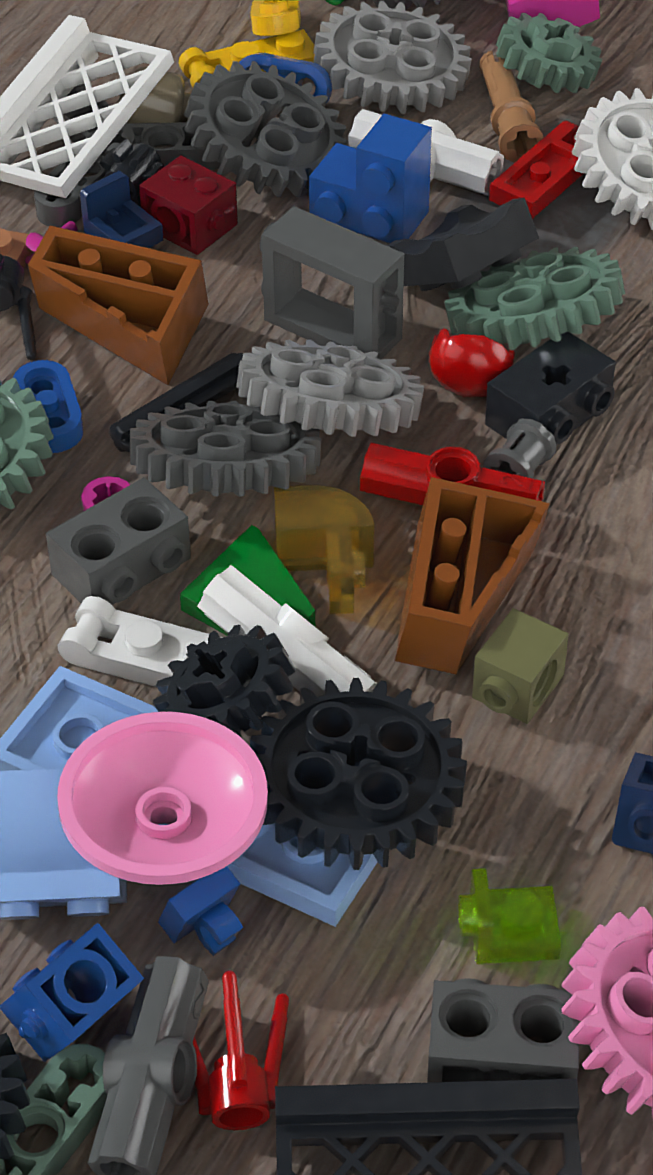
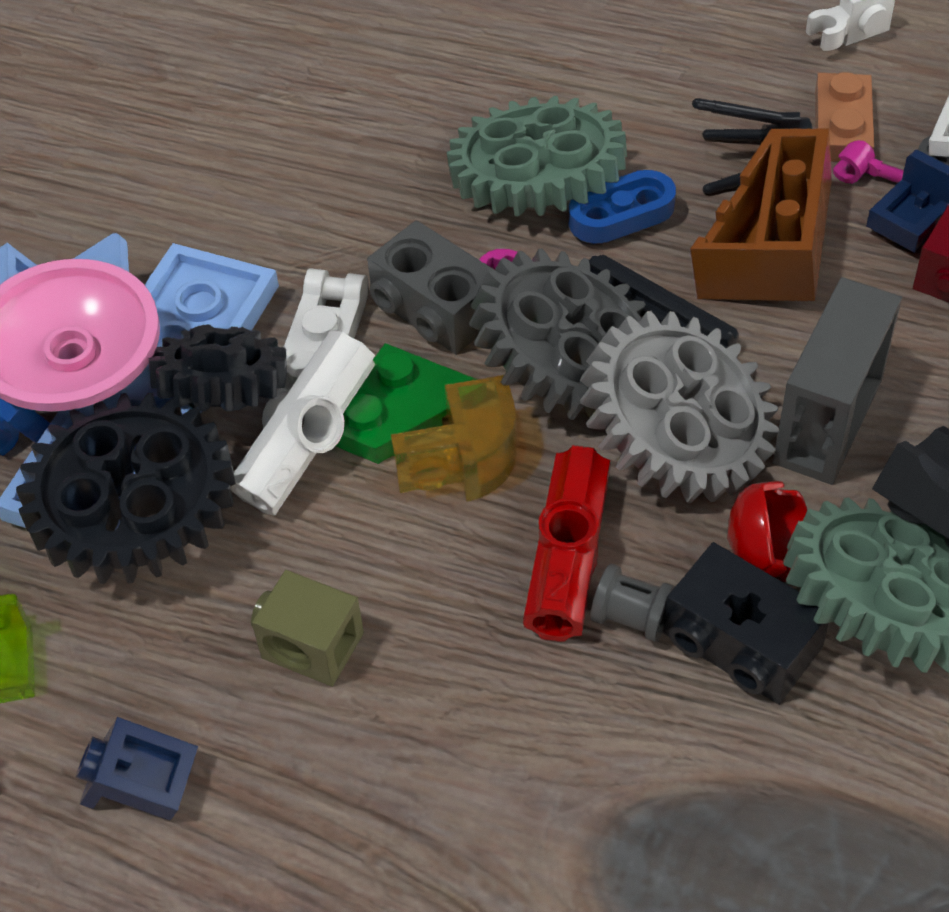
camera: 85 degrees right, 5 degrees up
(462, 568) = (418, 551): dark orange wedge -> none

